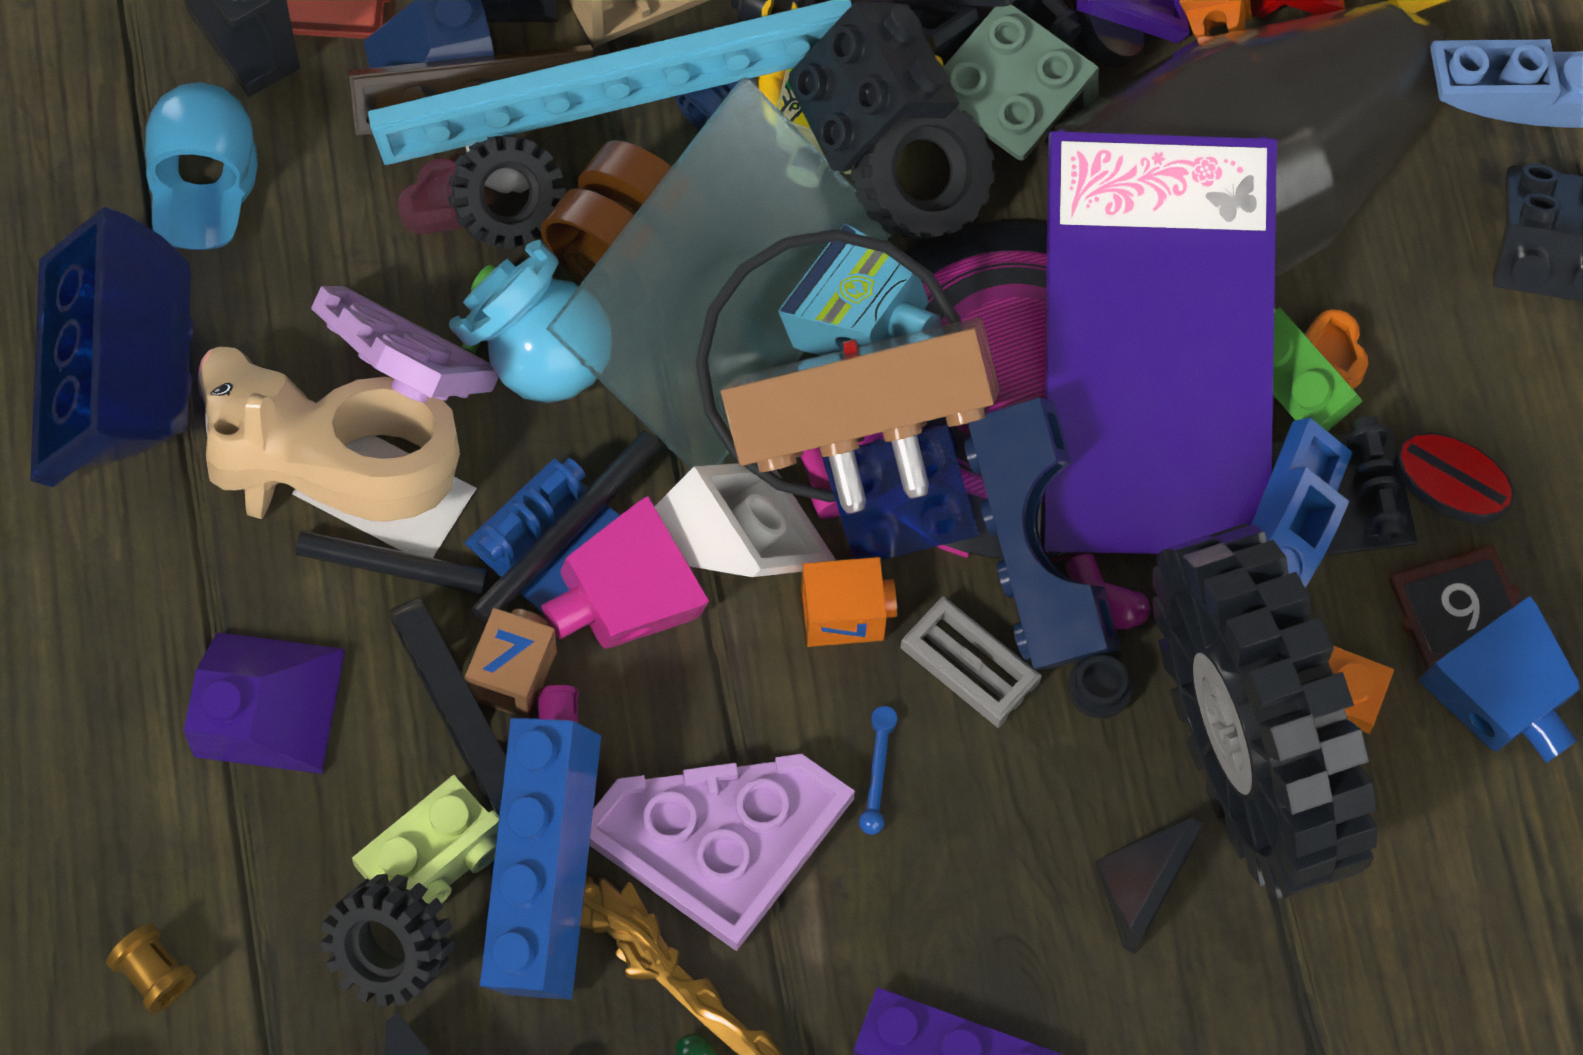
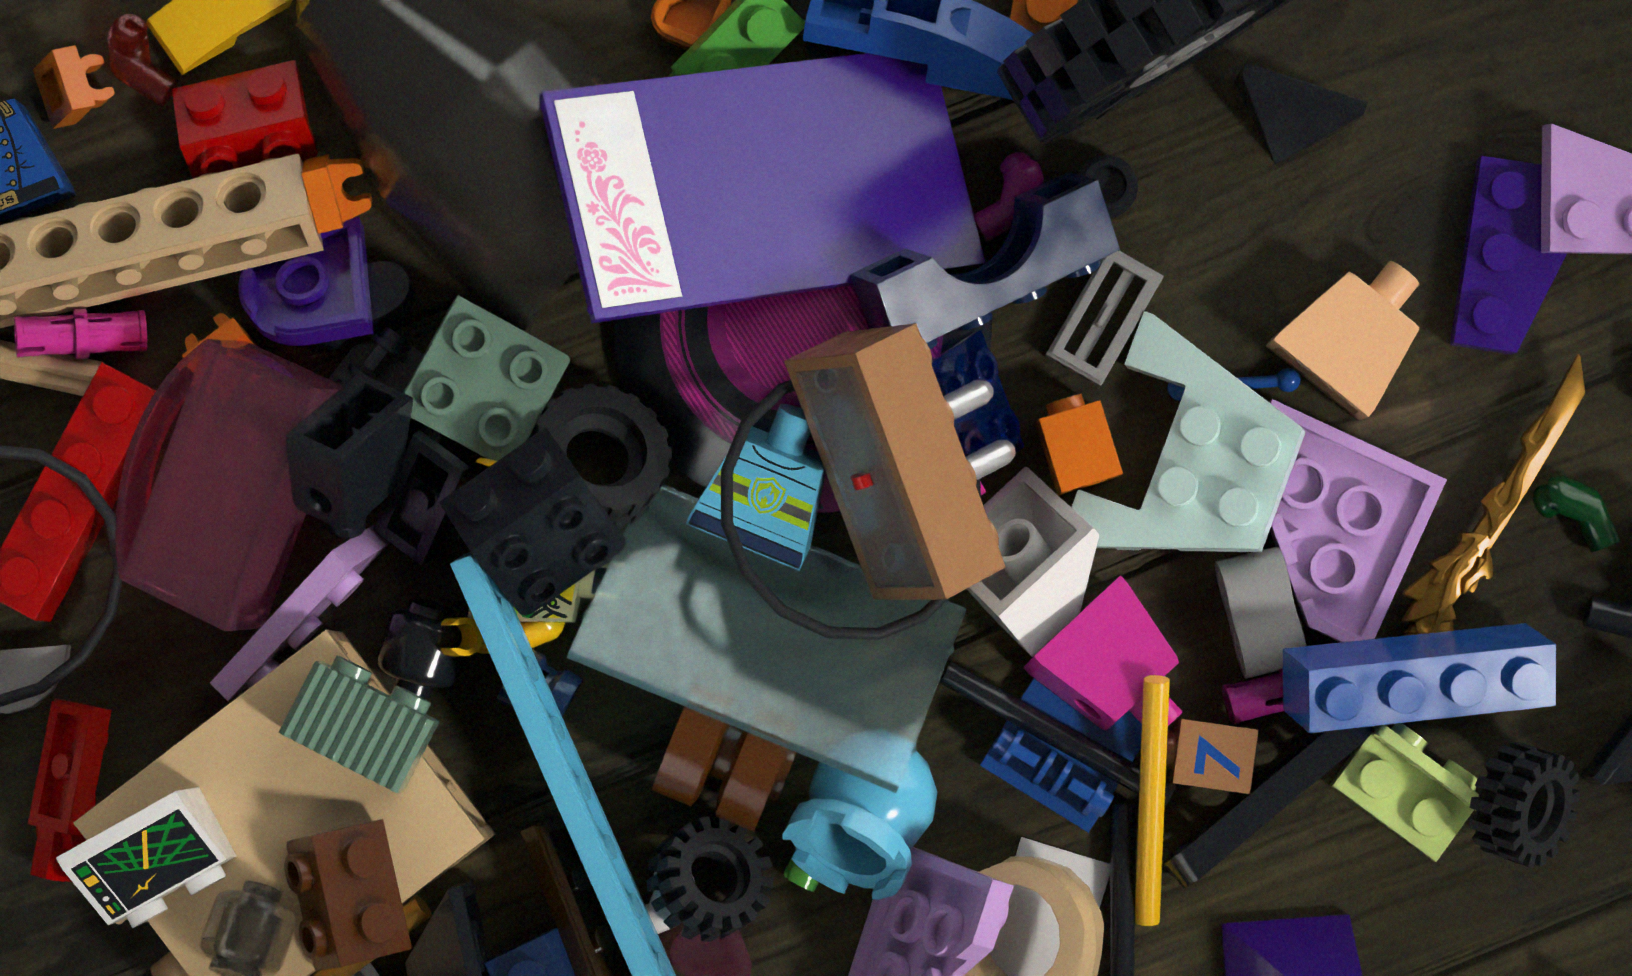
camera: 100 degrees left, 20 degrees up
(482, 589) = (1151, 799): none -> yellow bar
(646, 737) = (1259, 609): none -> light grey axle
(801, 724) = (1218, 465): none -> light aqua wing
(900, 883) = (1352, 338): none -> light nougat torso

